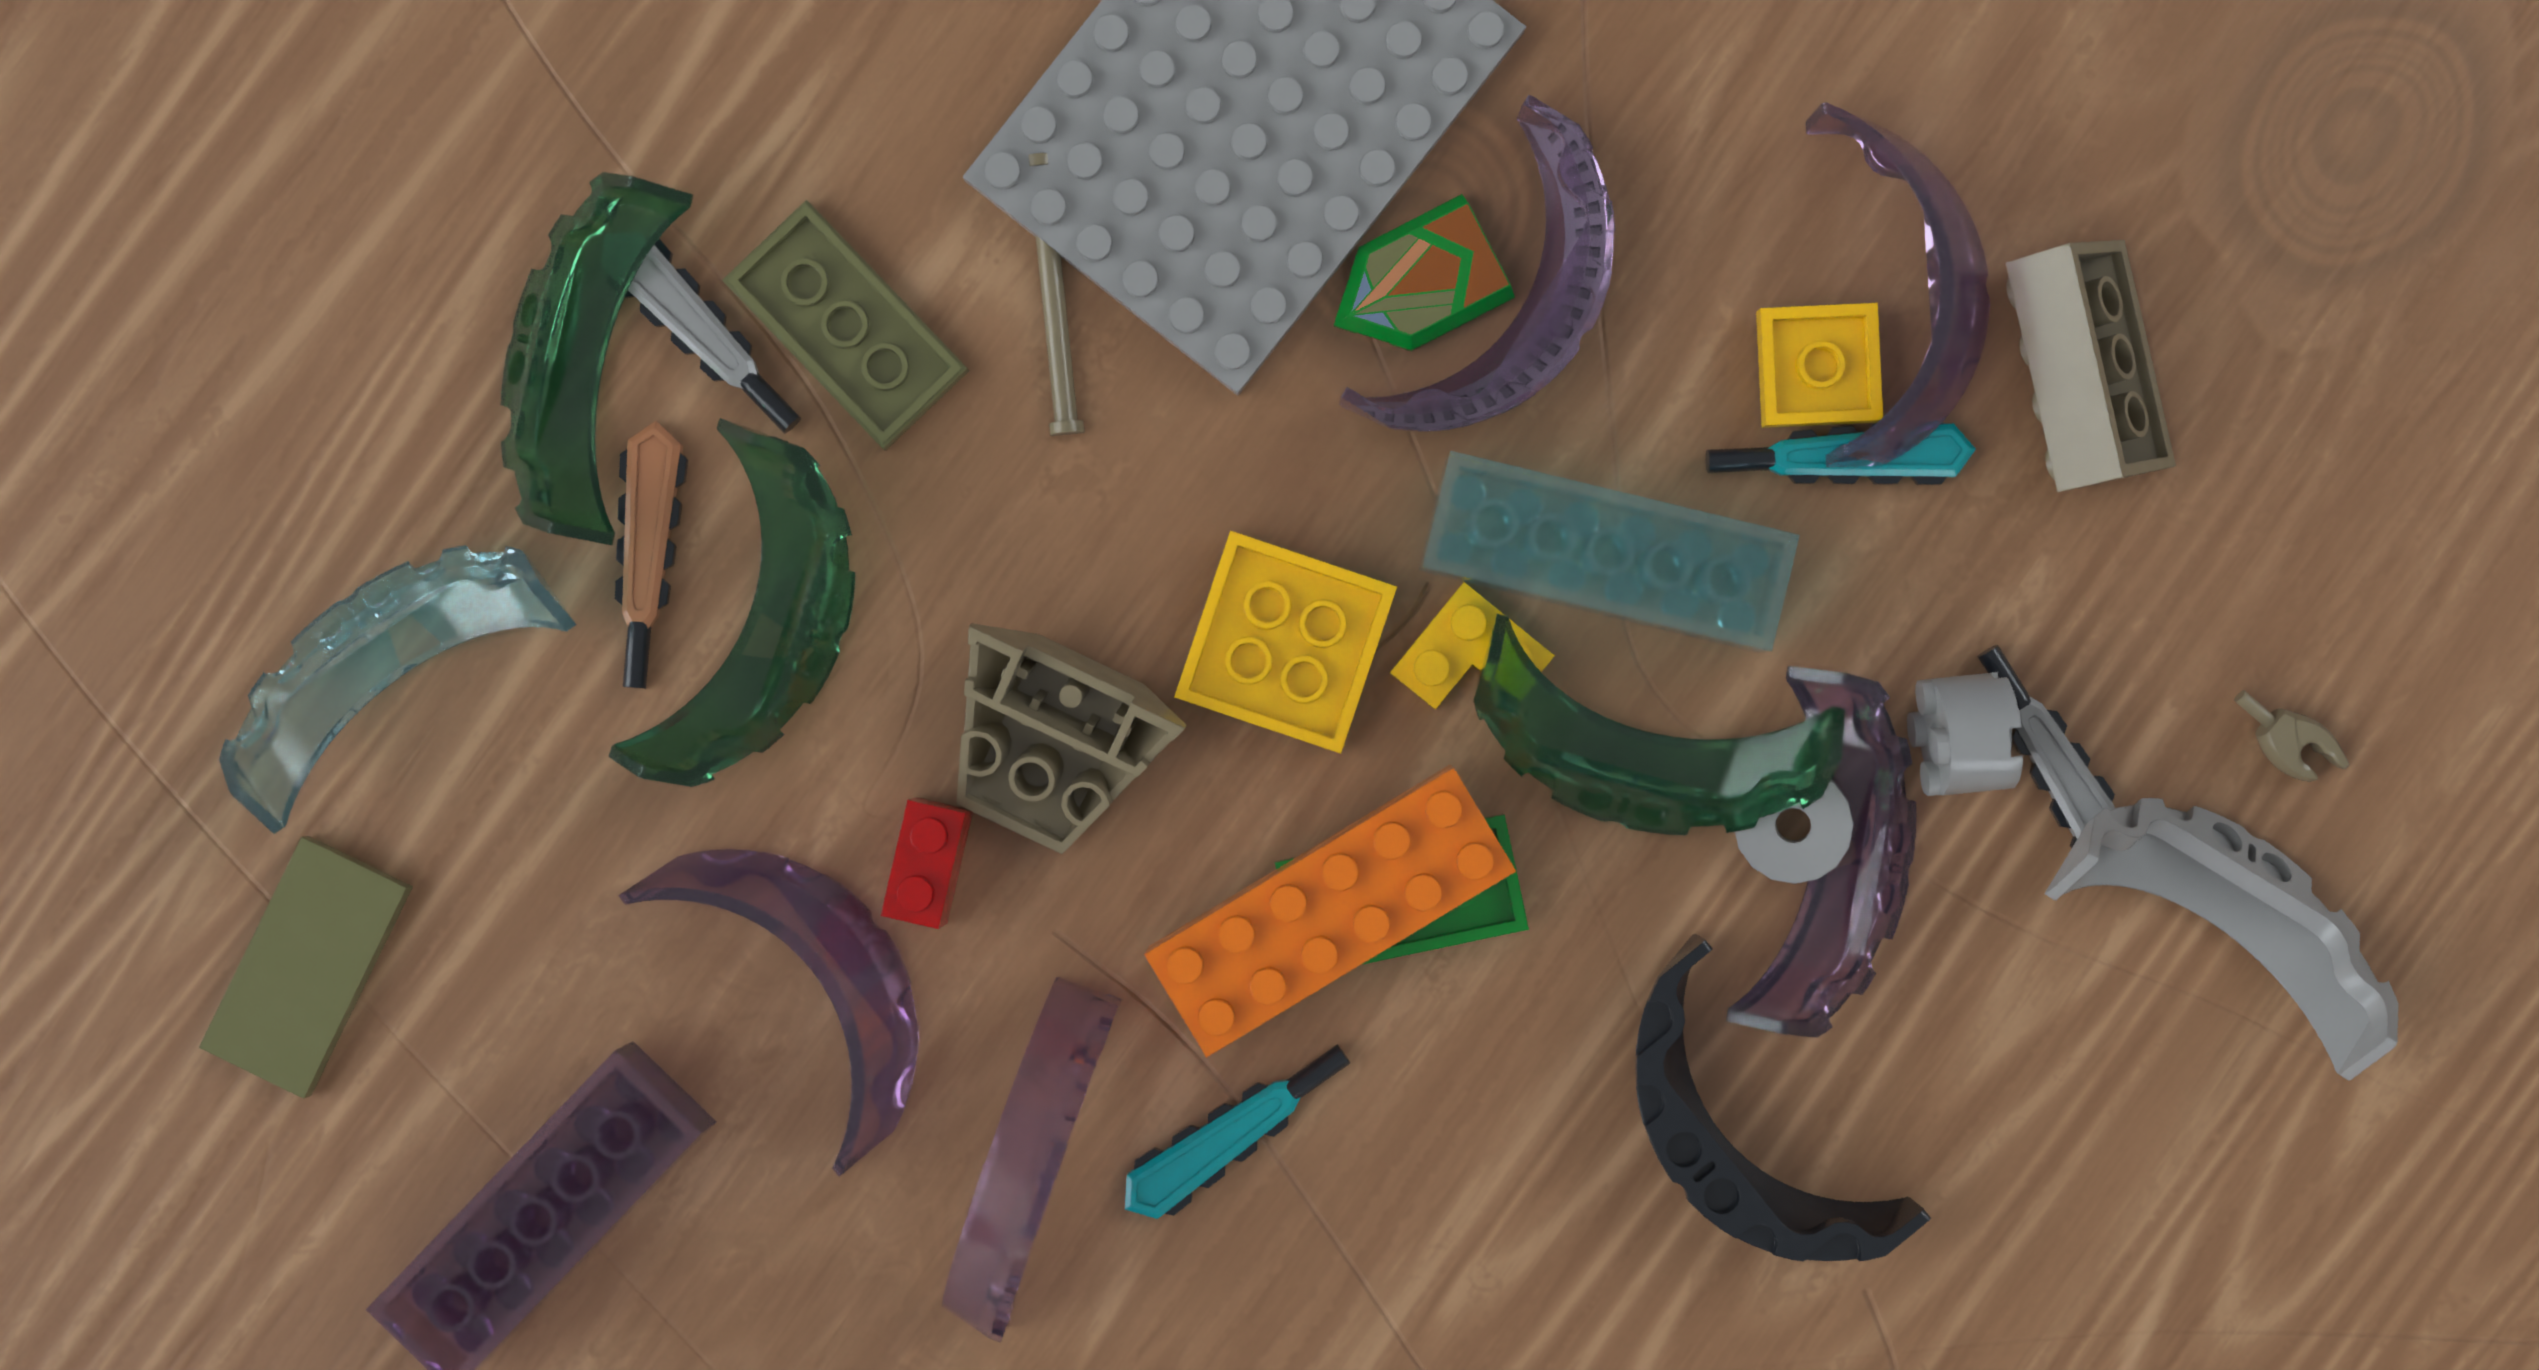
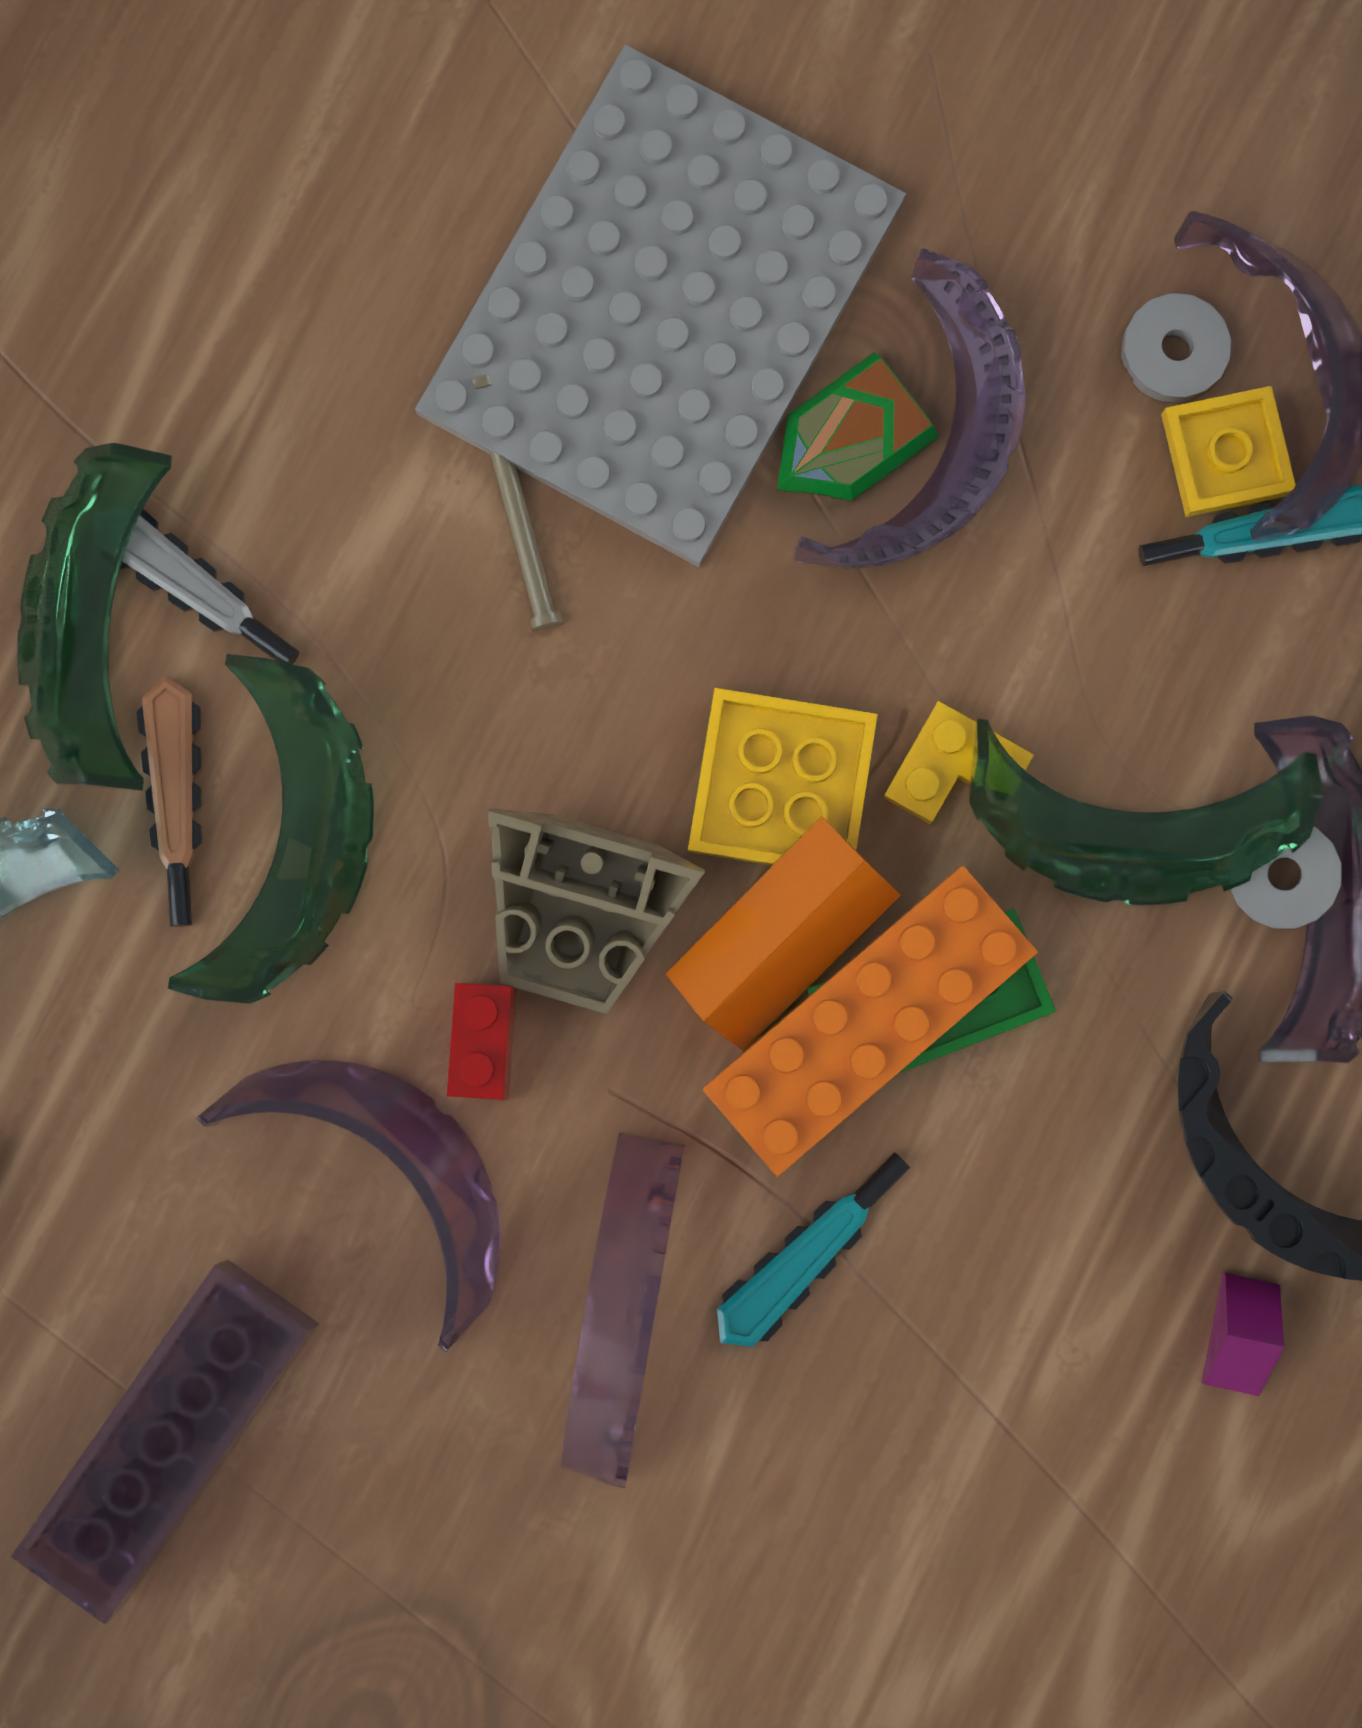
camera: 10 degrees left, 5 degrees down
(845, 325) = (328, 561): olive tile -> none
(1256, 802) = (781, 935): none -> orange slope
(1609, 552) = (1068, 649): clear light blue brick -> none
(1664, 1289) = (1244, 1335): none -> magenta slope
(1812, 221) = (1194, 323): none -> light grey tile

